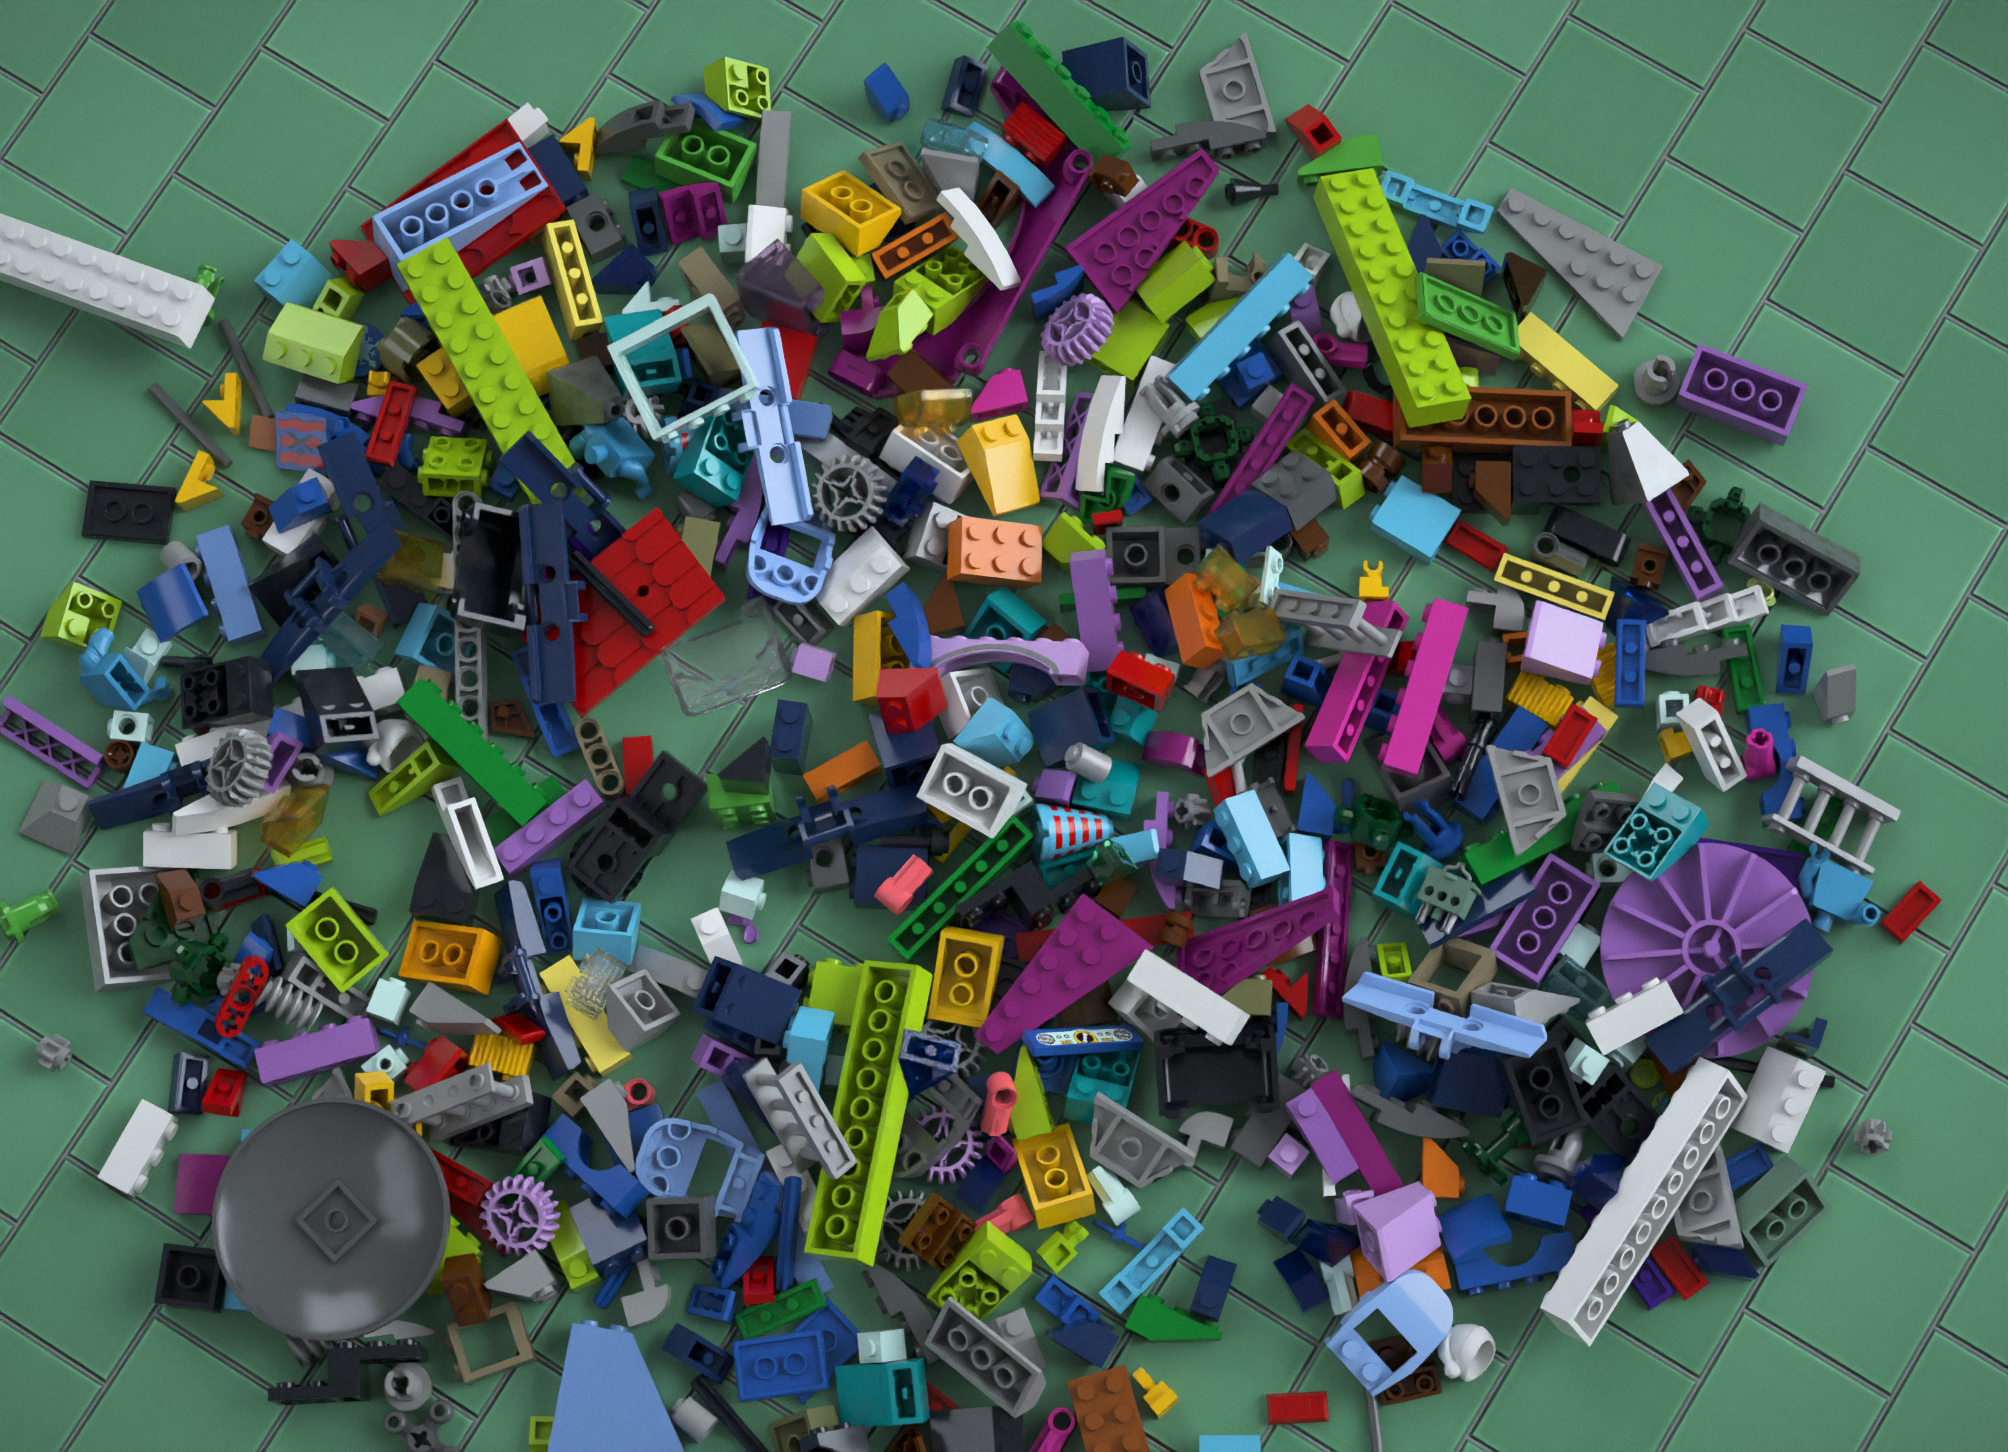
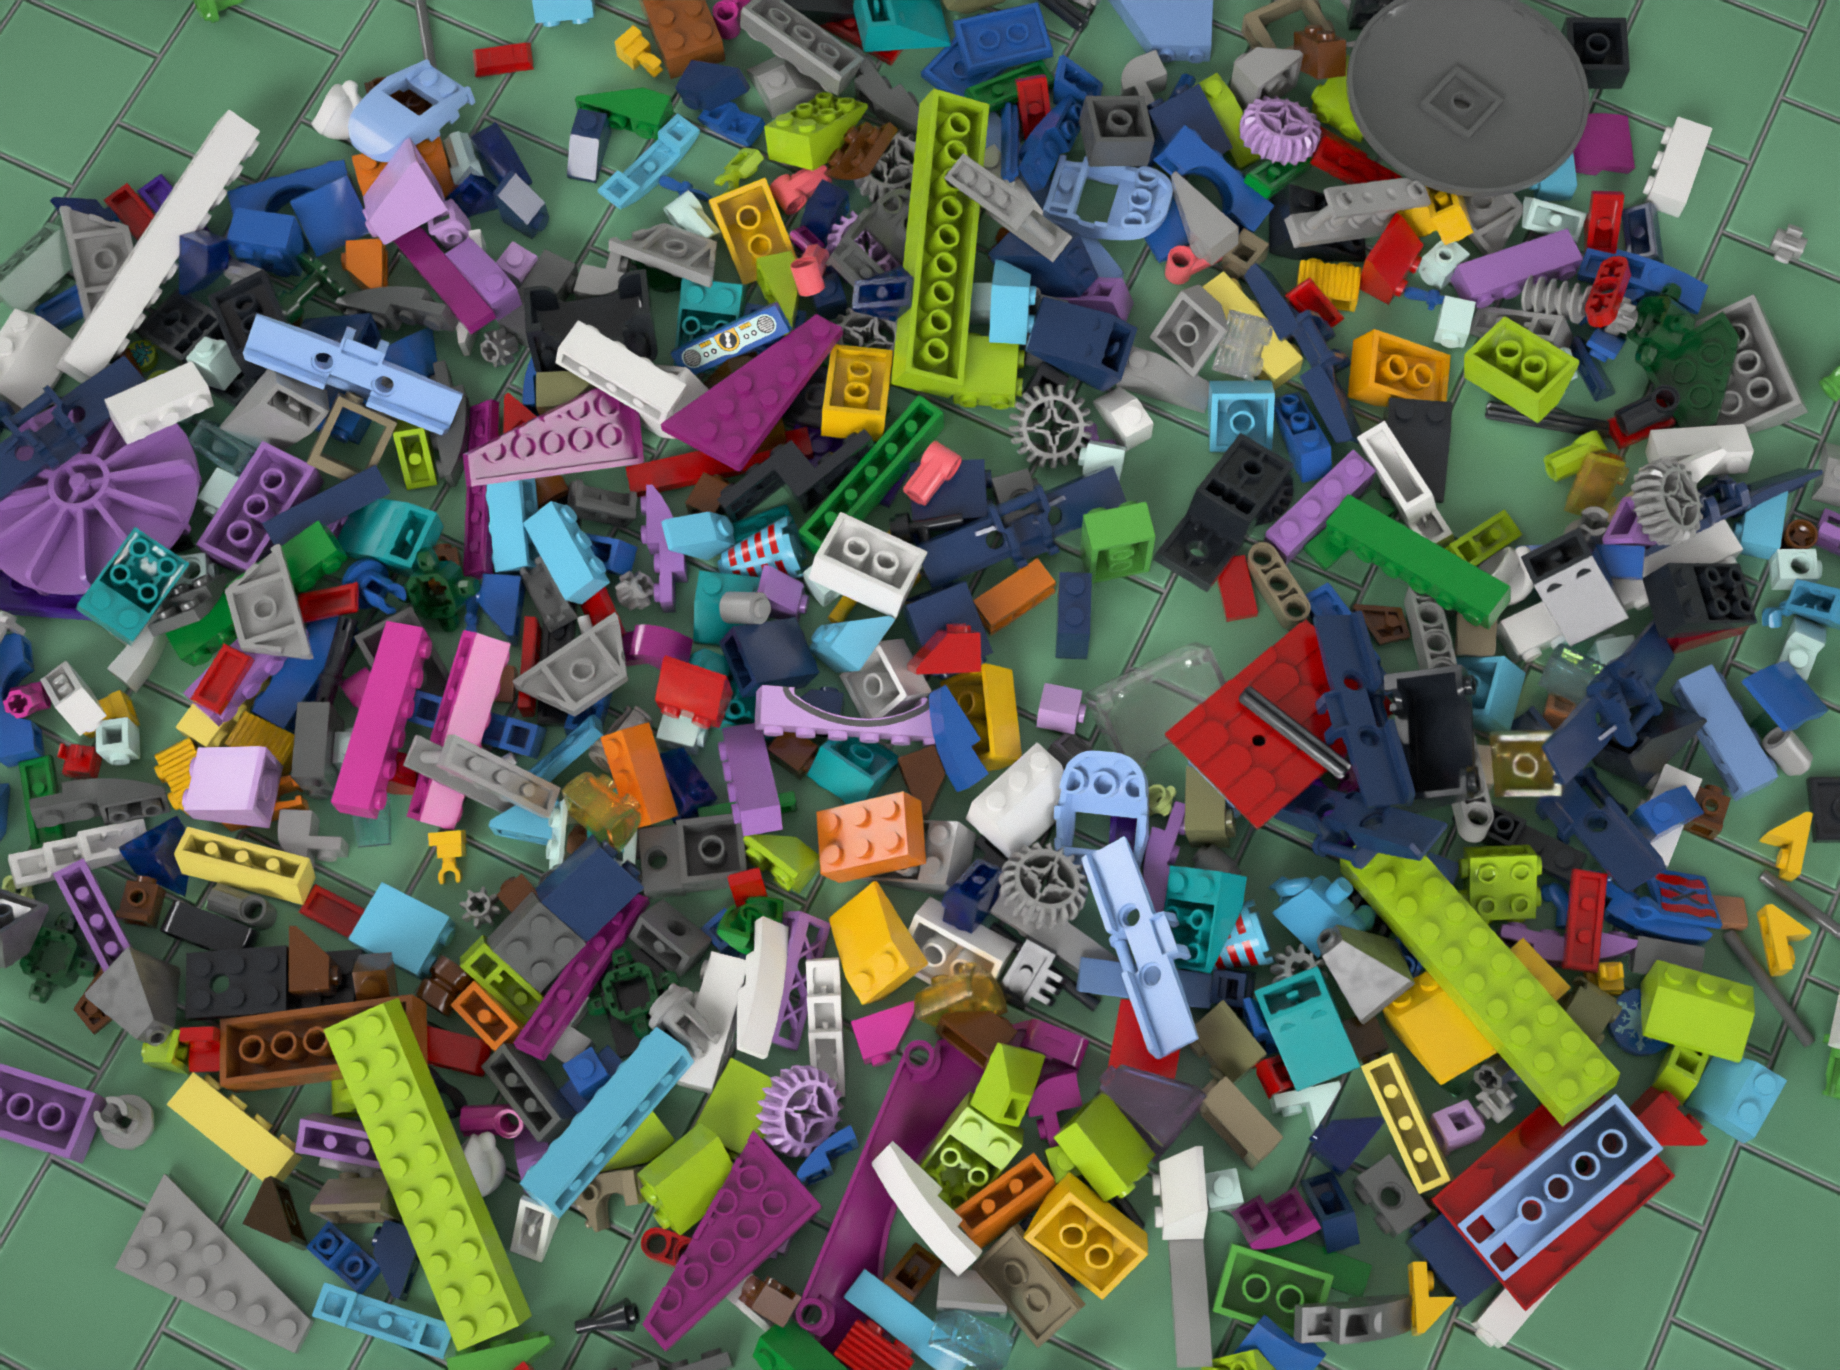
camera: 170 degrees right, 5 degrees down
(180, 899) = (1697, 390): reddish brown slope -> none
(186, 662) = (1744, 643): black bar -> none
(263, 1102) = (1551, 218): none -> light aqua slope
(291, 880) = (1585, 417): blue slope -> none
(449, 1015) = (1385, 310): light grey slope -> none
(662, 327) = (1270, 915): light aqua window -> none
(698, 1353) = (1086, 42): dark blue slope -> none
(729, 578) = (1161, 799): none -> yellowish green plate
(749, 771) = (1107, 523): black slope -> none
(787, 929) = (1049, 411): none -> light grey gear
(881, 1346) = (906, 59): light aqua brick -> none
(1110, 862) = (709, 500): clear green slope -> none
(1175, 929) = (643, 465): reddish brown wheel -> none
(1188, 869) = (630, 511): dark blue slope -> none
(1249, 632) = (580, 751): clear yellow brick -> none
(1344, 542) = (473, 913): none -> light grey gear
(1457, 891) = (349, 519): sand green piece -> none
(1467, 316) = (336, 1152): bright green tile -> none
(1474, 814) = (329, 602): none -> red tile
(1630, 663) = (159, 781): blue tile -> none

